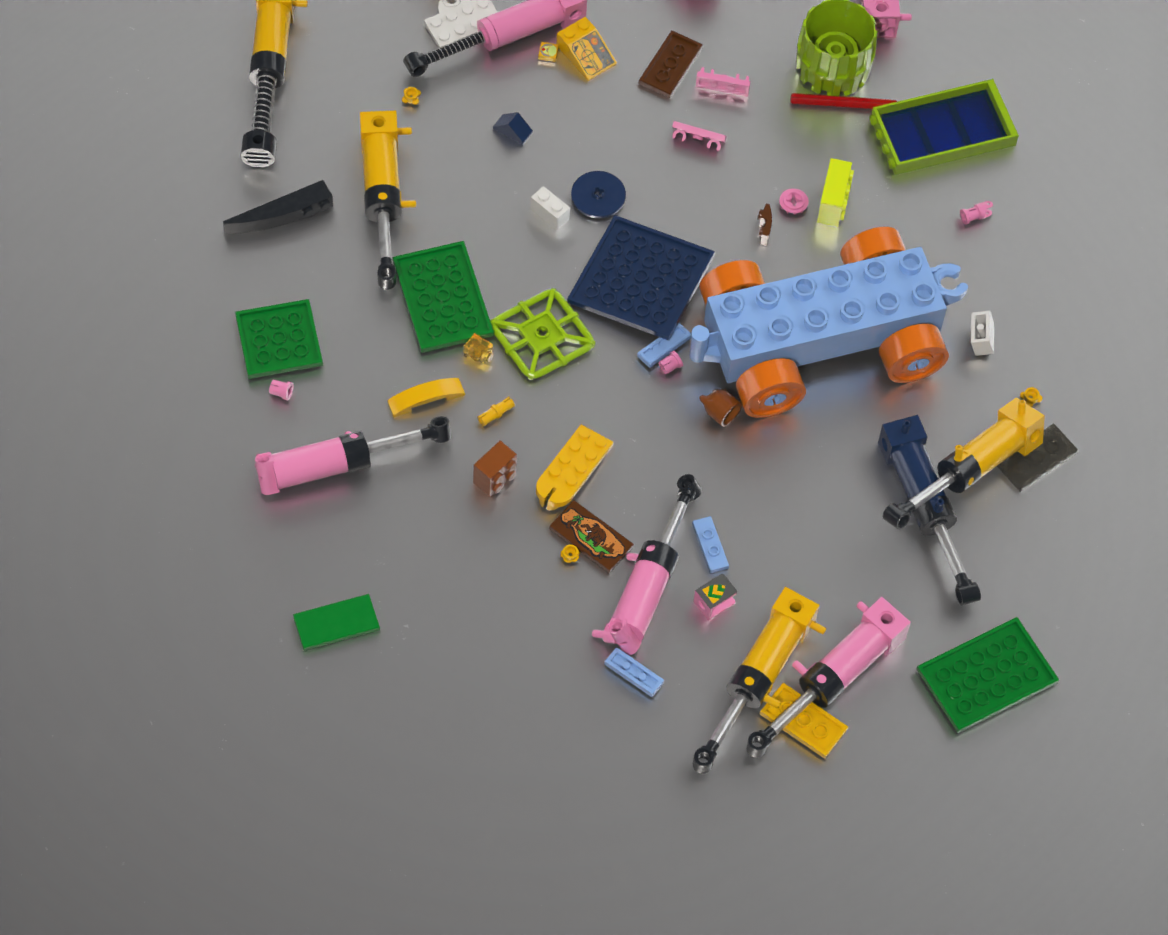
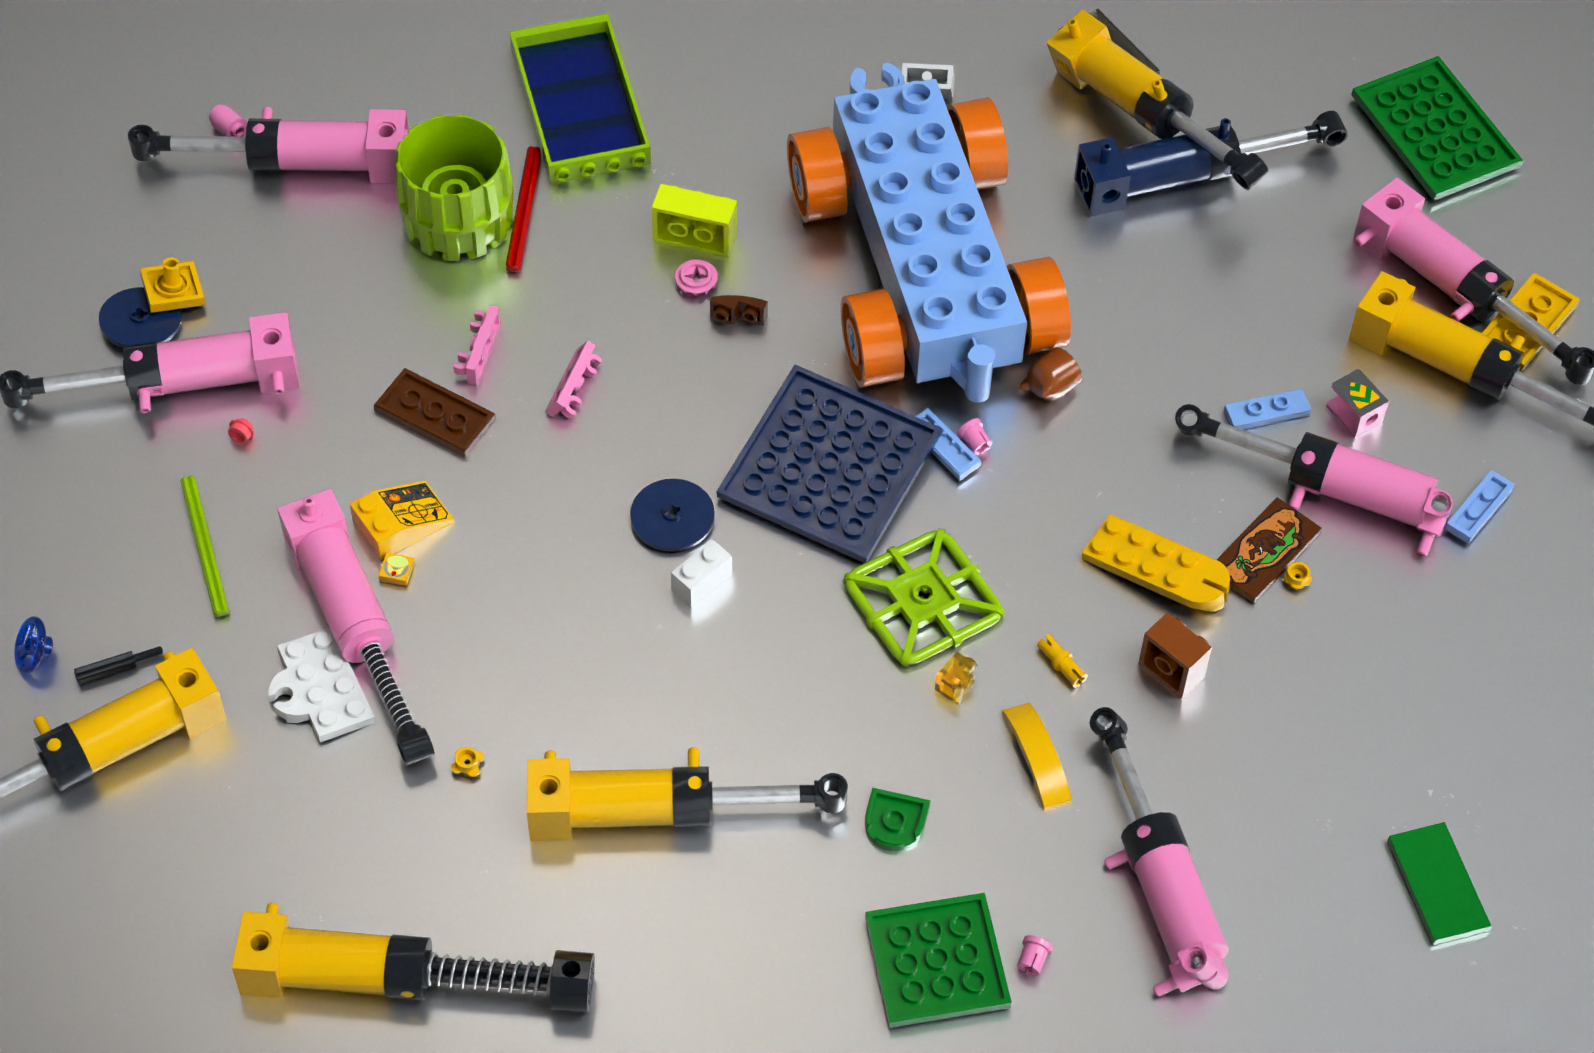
camera: 85 degrees left, 5 degrees down
(282, 211) = (686, 942): black slope -> none
(377, 319) = (895, 819): none -> green tile
(442, 296) = (858, 723): green plate -> none
(514, 127) = (538, 622): dark blue slope -> none
(977, 212) = (724, 74): bright pink piece -> none
(1031, 392) = (1017, 47): yellow plate -> none

